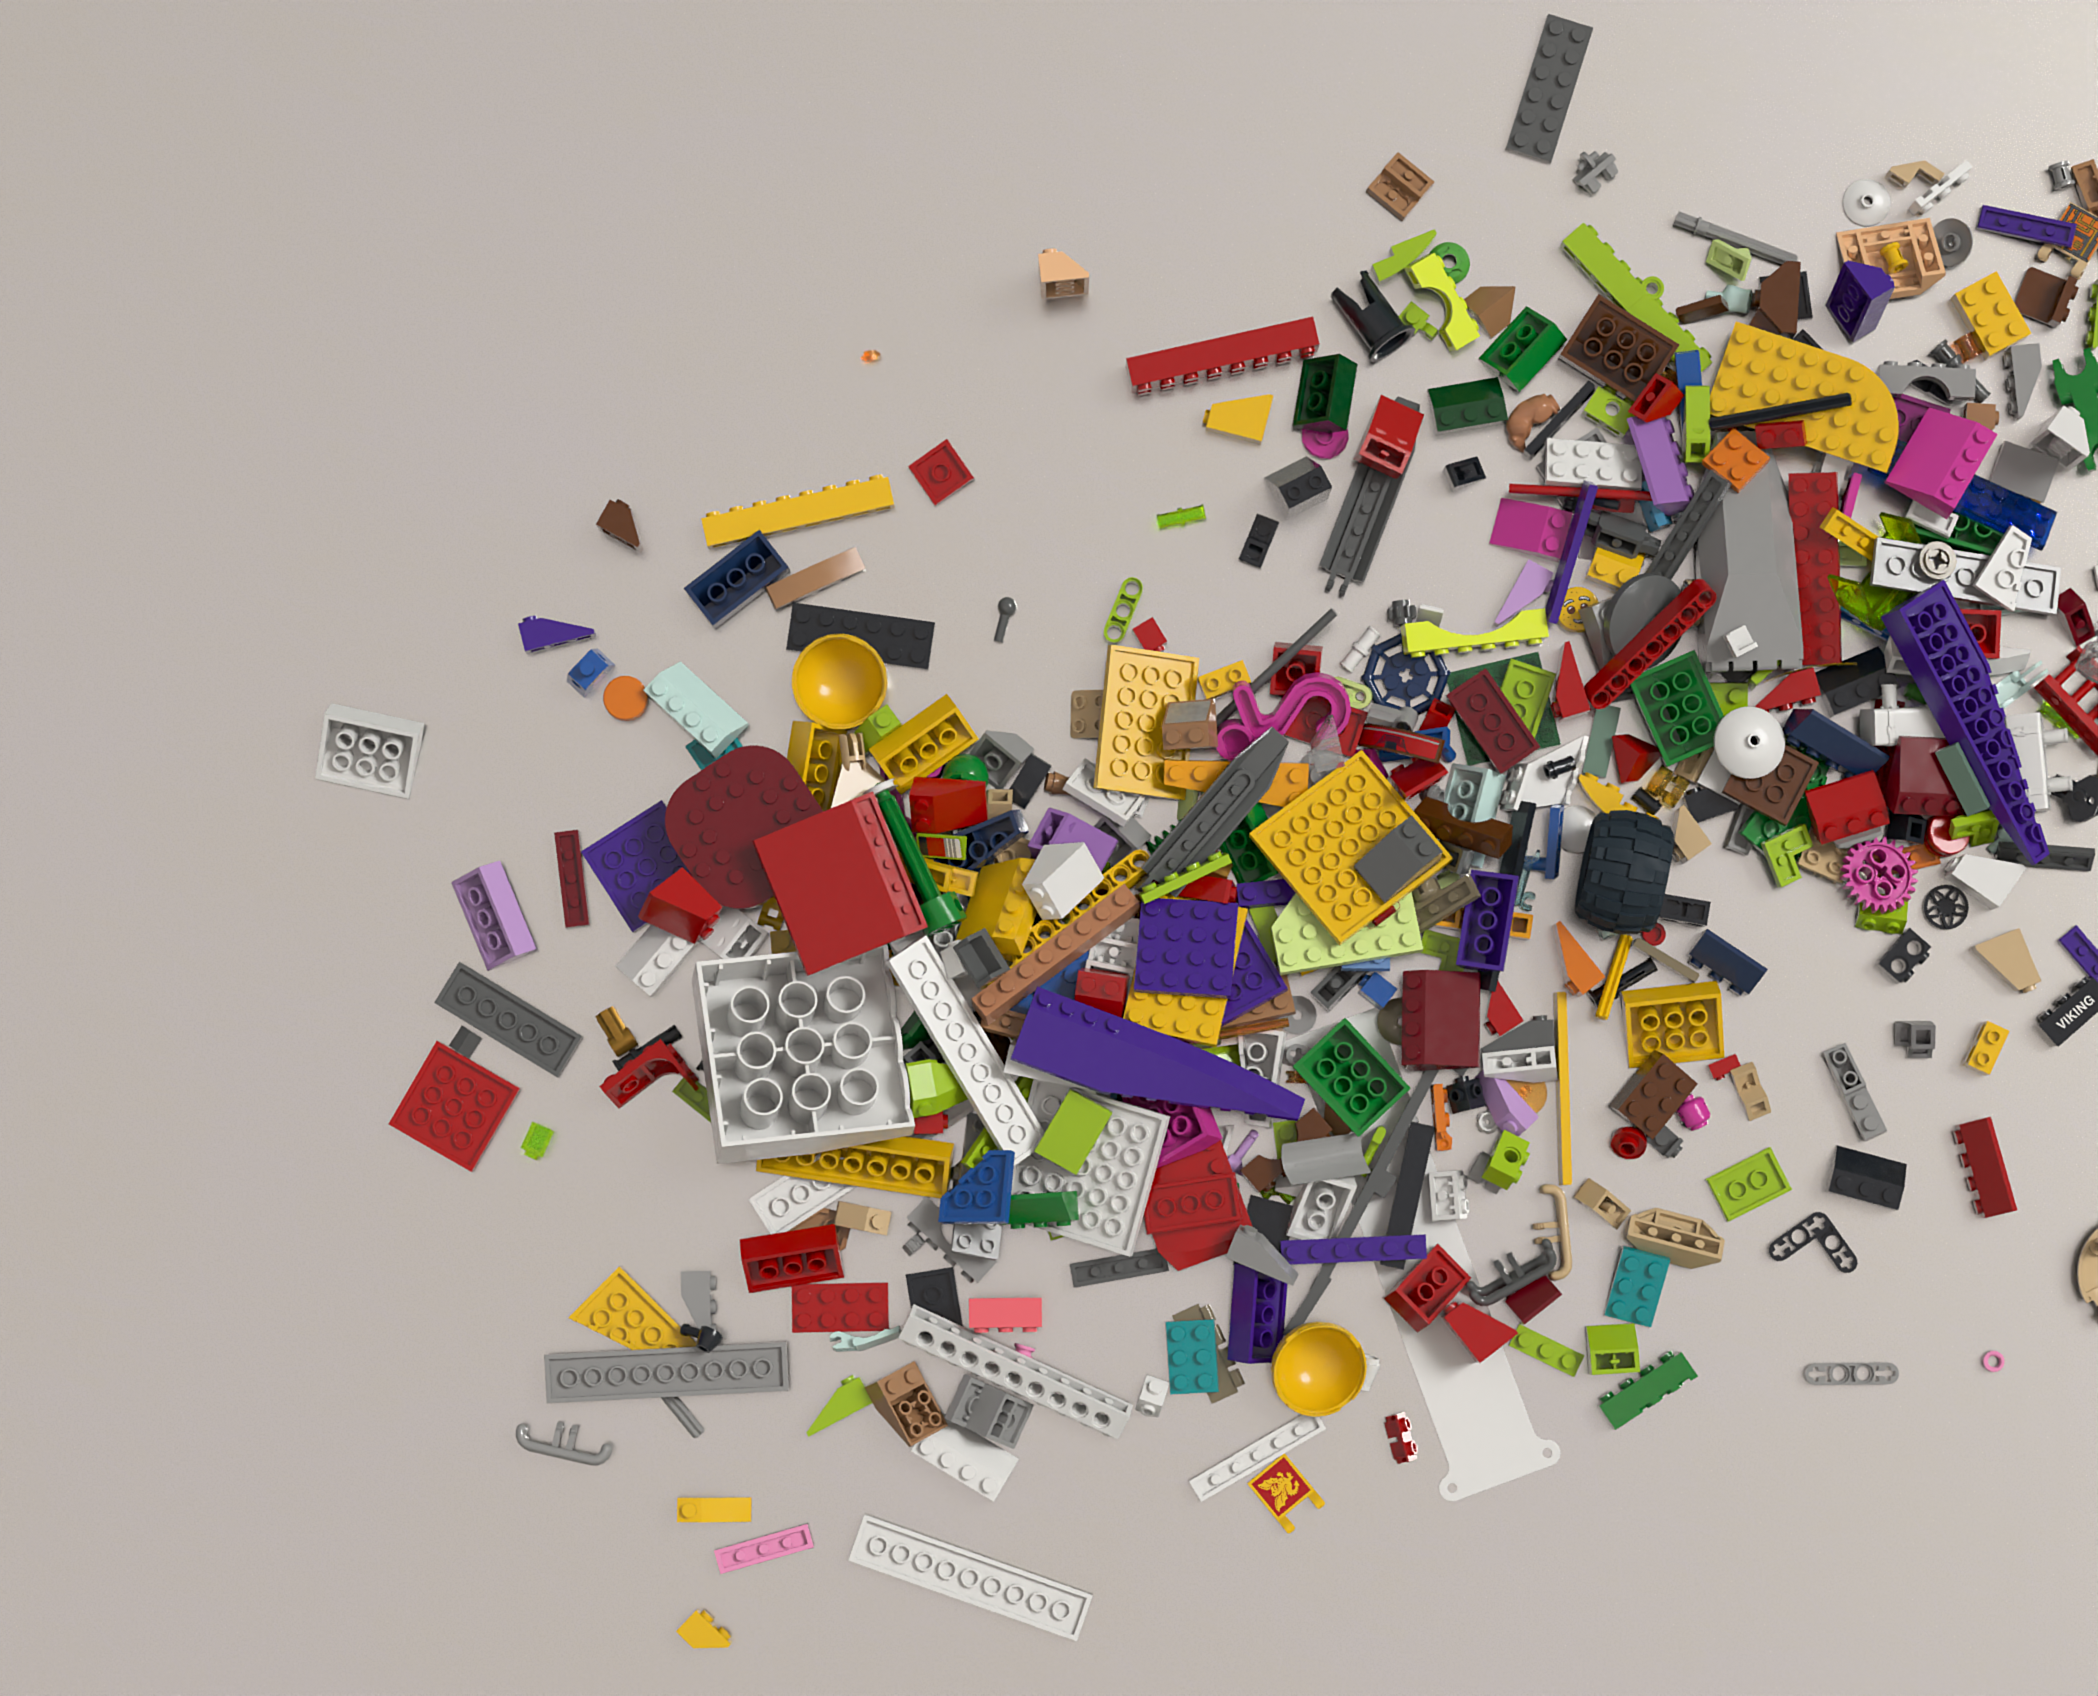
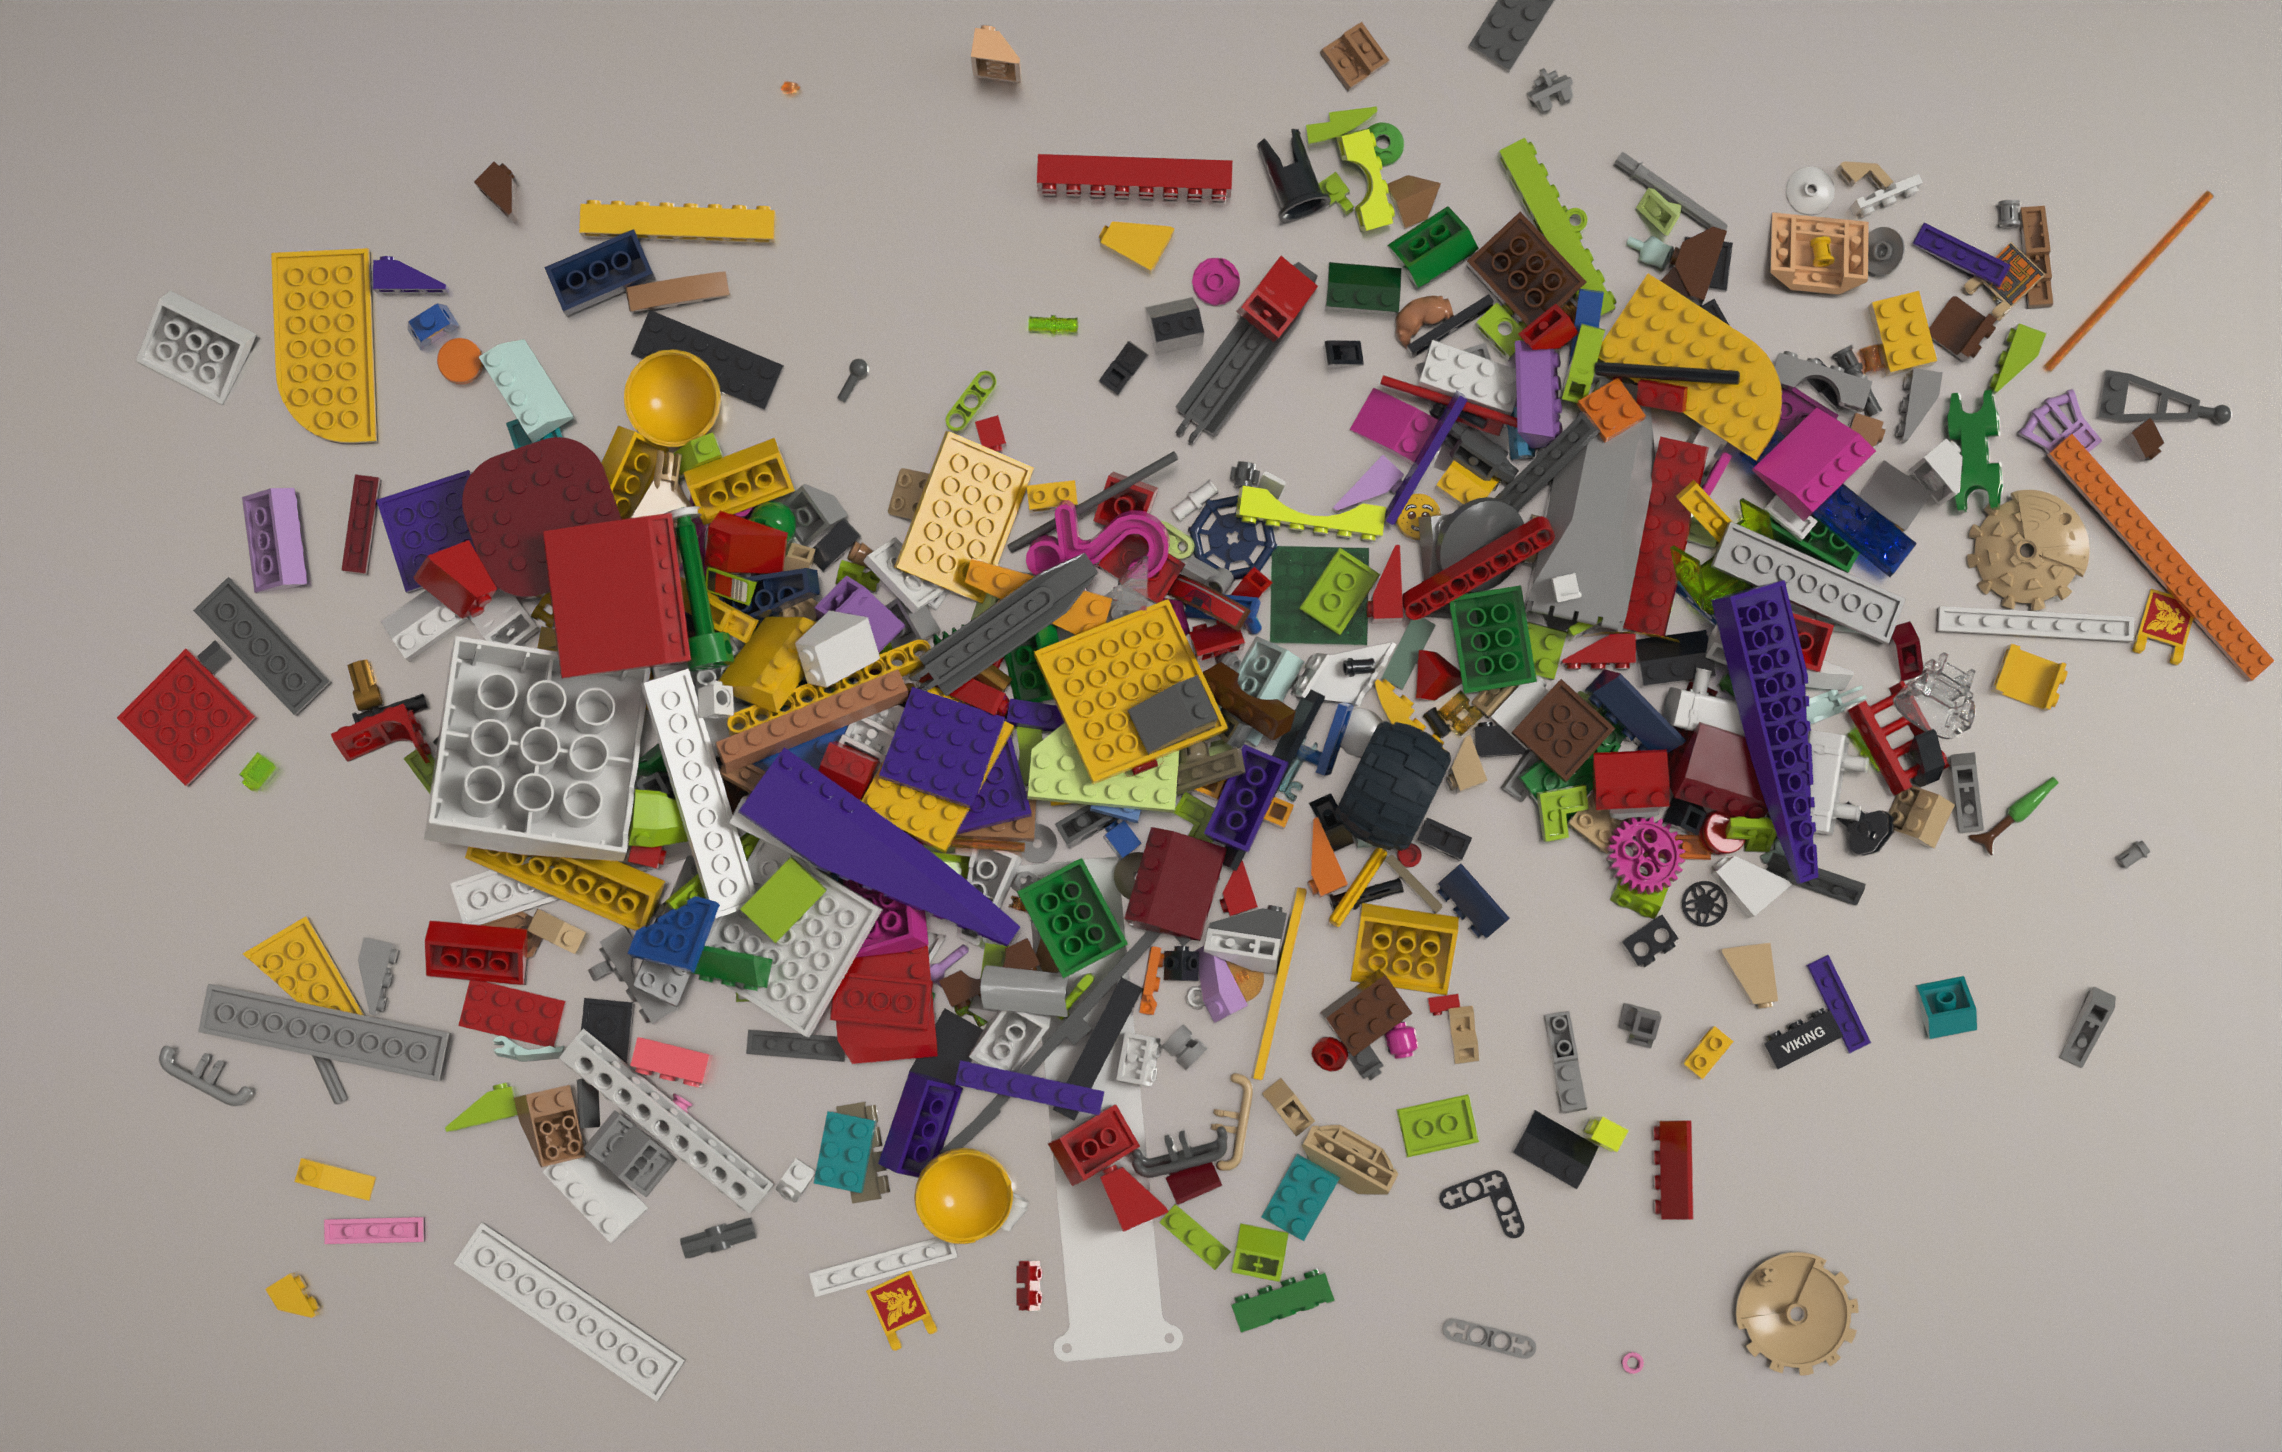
camera: 10 degrees right, 0 degrees up
(492, 713) = (326, 342): none -> yellow plate
(706, 1337) = (370, 1009): black bar -> none
(936, 1375) = (588, 1105): none -> dark grey slope
(941, 472) = (829, 219): red plate -> none
(981, 958) = (735, 704): dark grey panel -> none
(1057, 801) = (856, 572): none -> lime plate
(1093, 1470) = (718, 1238): none -> dark grey piece
(1174, 881) = (948, 679): lime plate -> none
(1190, 725) = (1005, 530): medium nougat slope -> none
(1256, 1252) = (934, 1067): light grey slope -> none
(1325, 394) = (1226, 240): dark green slope -> none
(1493, 721) = (1304, 604): dark red plate -> none
(1506, 1159) = (1209, 1028): lime brick -> none
(1564, 911) = (1325, 809): none -> black slope
(1702, 309) = (1619, 253): reddish brown tile -> none
(1734, 746) = (1535, 694): white dish -> none
(1859, 298) = (1776, 282): dark purple slope -> none
(1912, 1150) = (1605, 1133): none -> neon yellow arch
(1945, 555) = (1794, 558): gear -> none
(1962, 779) = (1751, 781): sand green tile -> none
(2004, 568) = (1846, 586): white wing -> none

